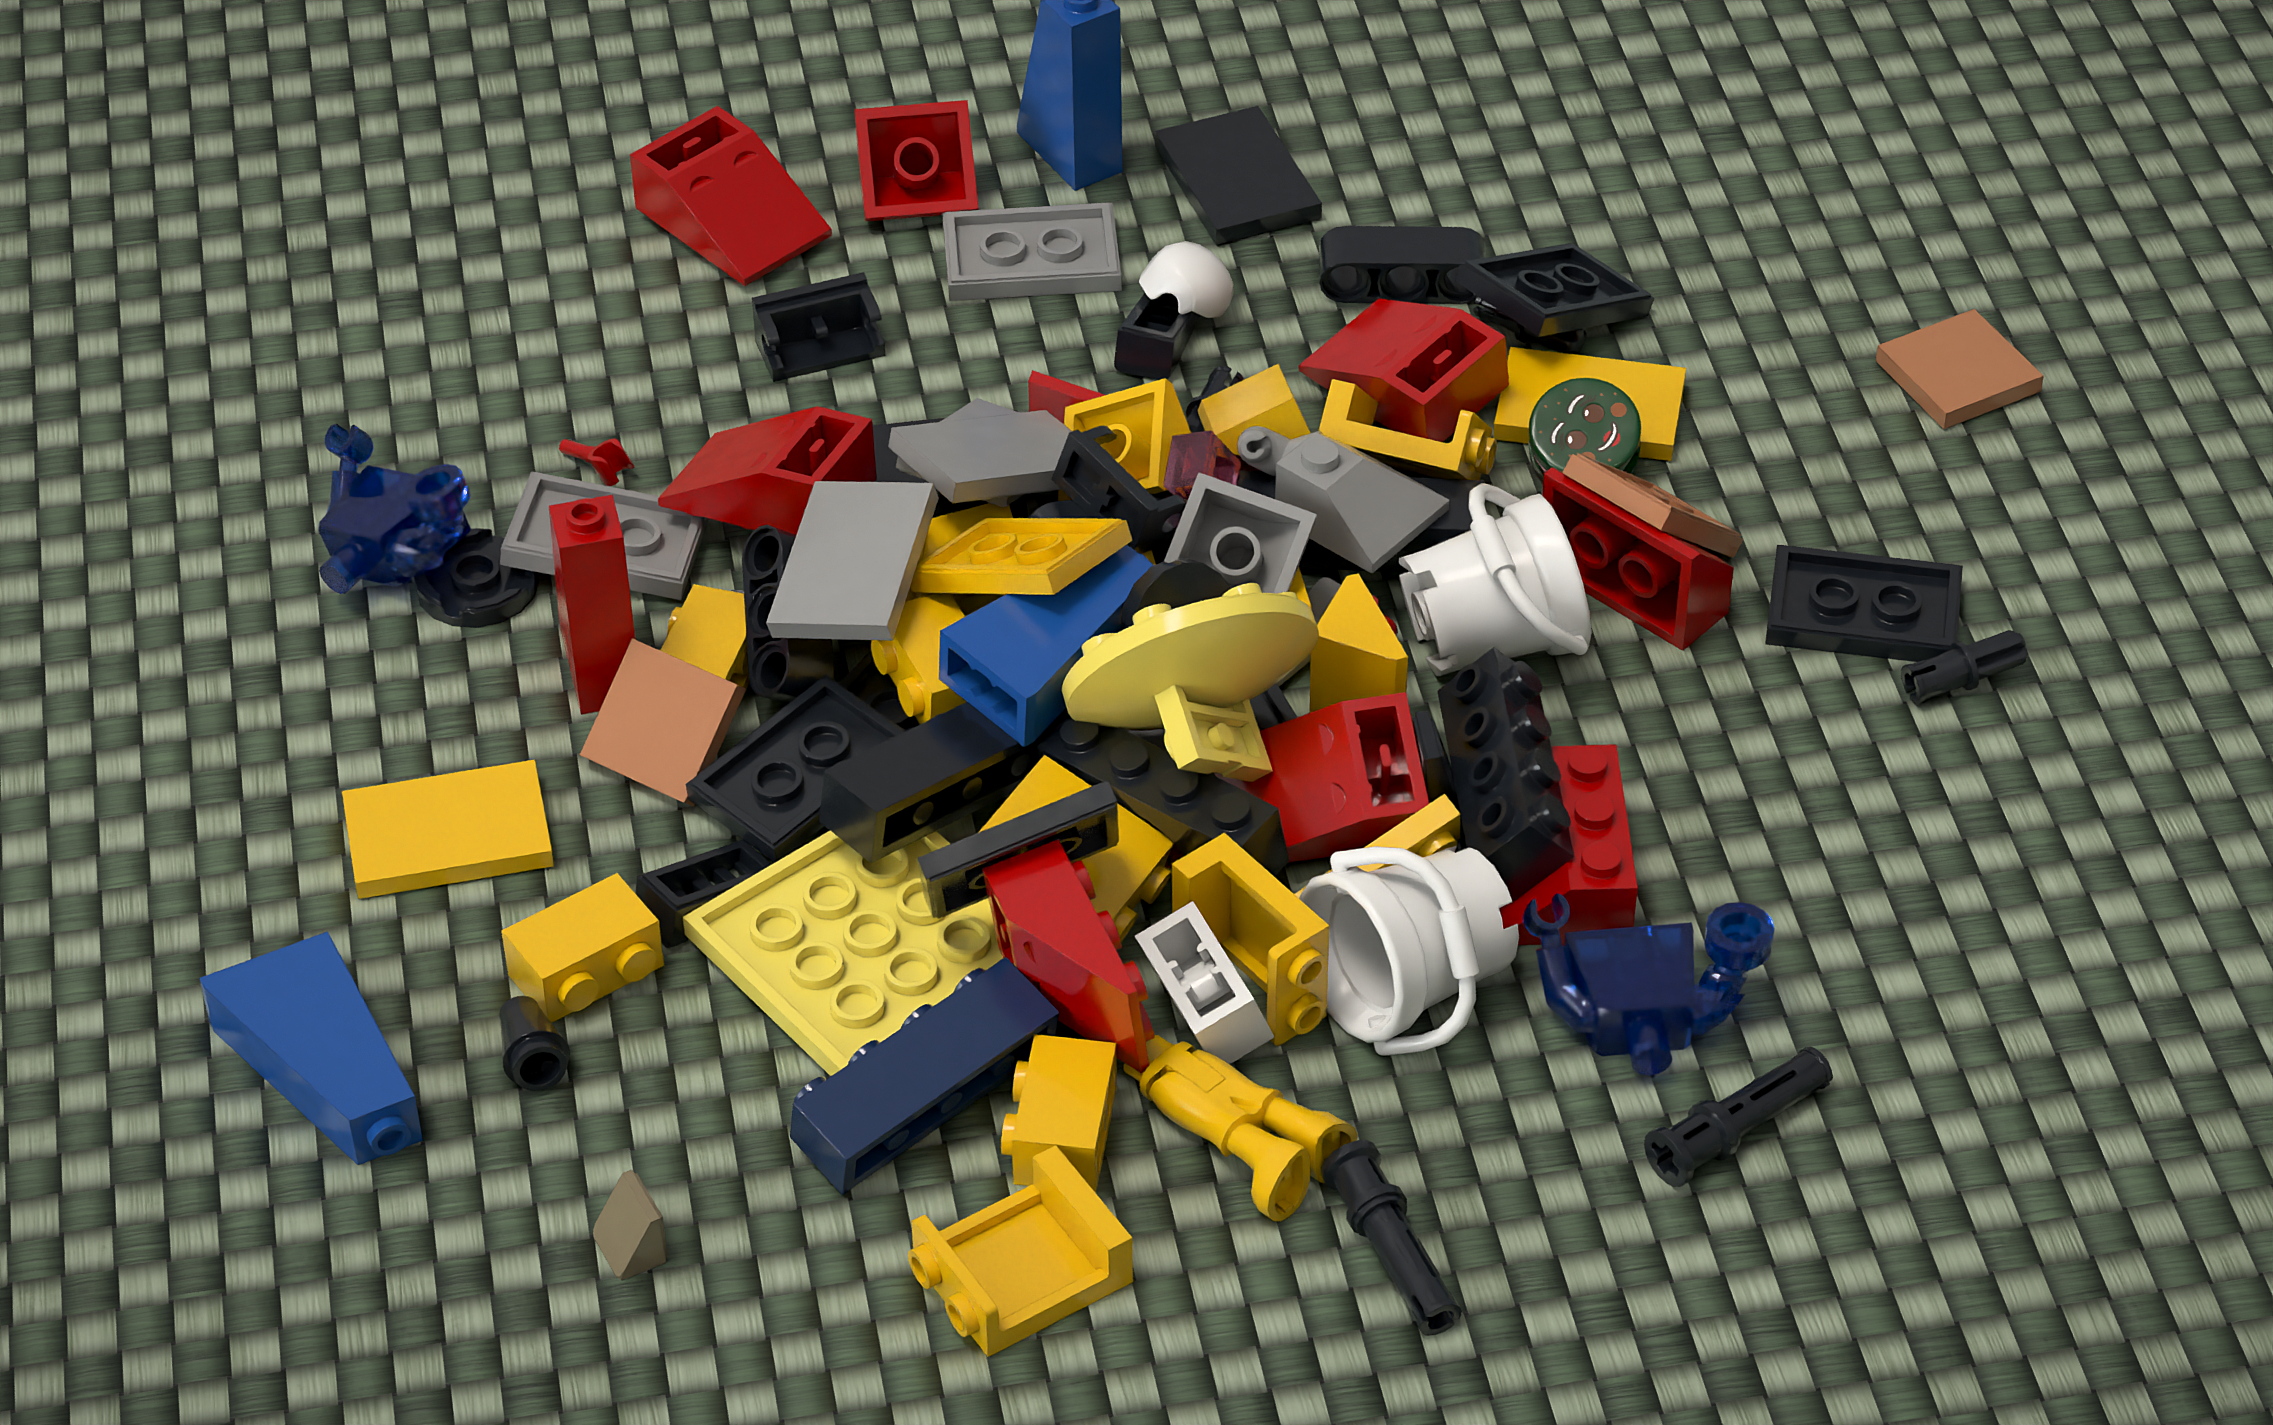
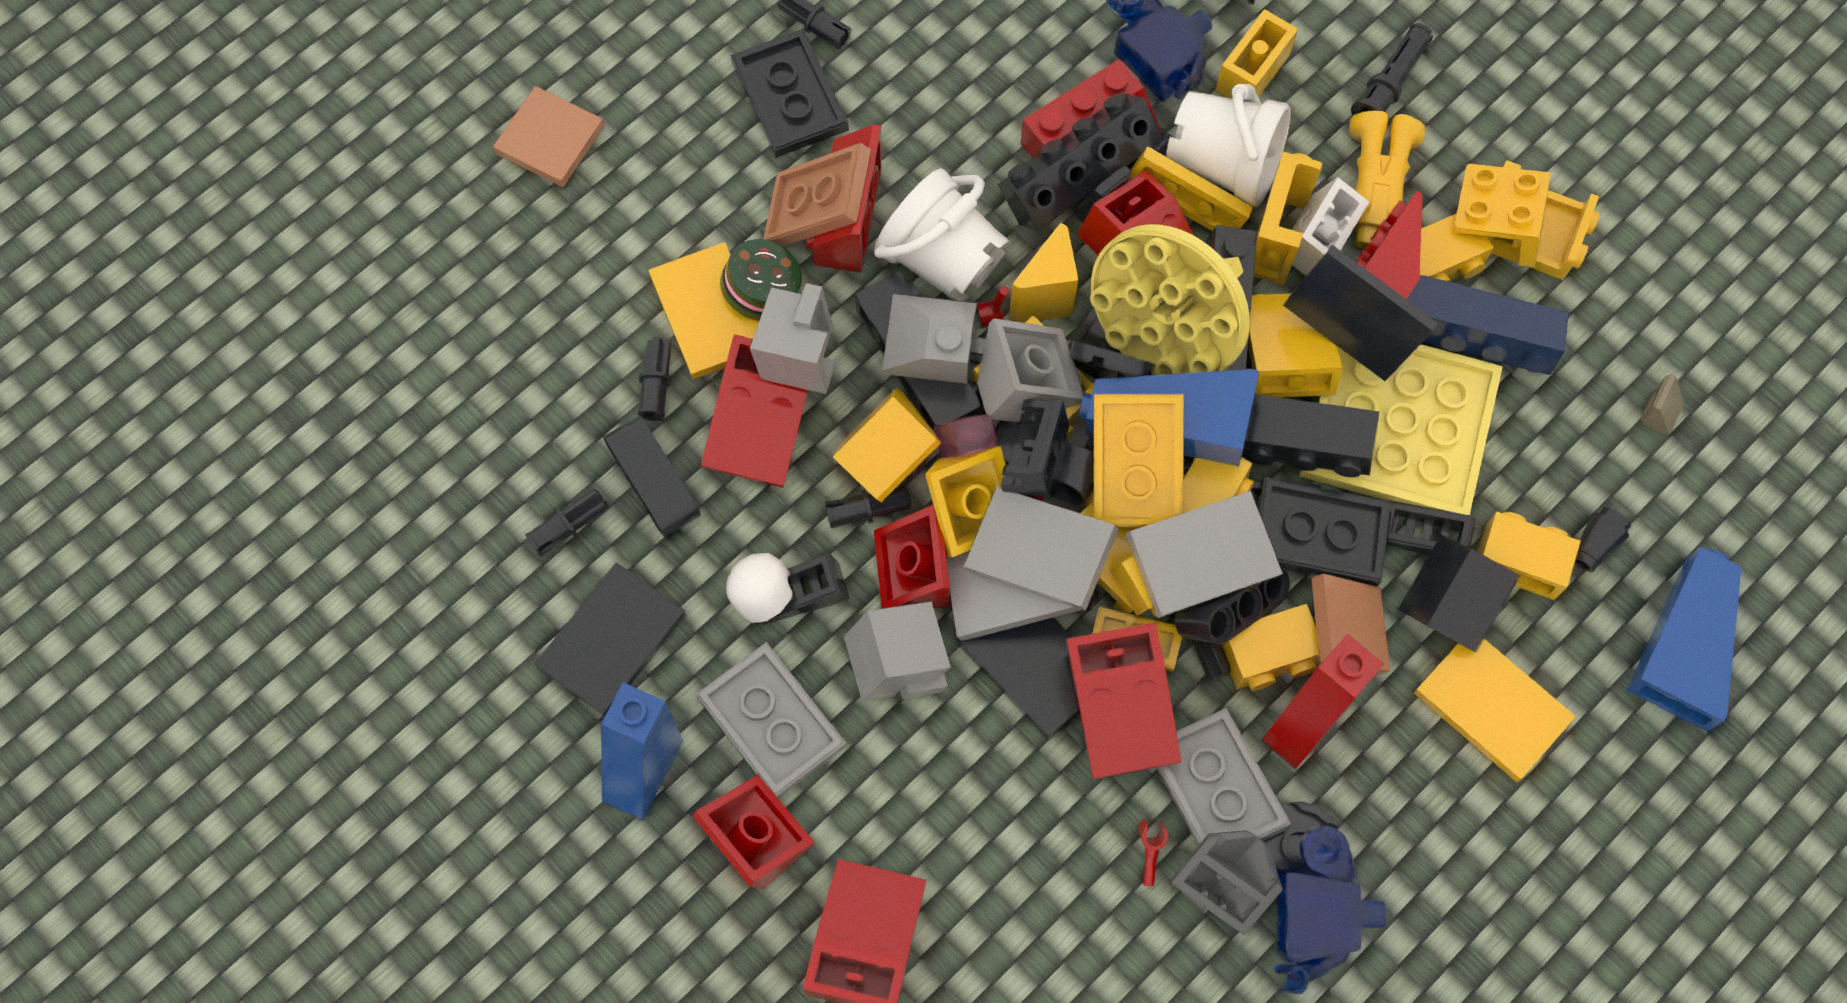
camera: 125 degrees left, 25 degrees up
(507, 469) = (1231, 877): none -> dark grey slope
(595, 827) = (1459, 592): none -> black slope
(817, 327) = (944, 793): black hinge -> none
(999, 339) = (898, 652): none -> light grey plate
(1048, 1186) = (1504, 205): none -> yellow bracket
(1264, 447) = (925, 407): light grey arm -> none
(1350, 418) = (859, 368): yellow panel -> none
(1404, 184) = (567, 521): none -> black axle
(1434, 341) = (794, 339): none -> light grey plate
(1531, 1062) = (1257, 55): none -> yellow brick
(1554, 289) = (632, 366): black tile -> none

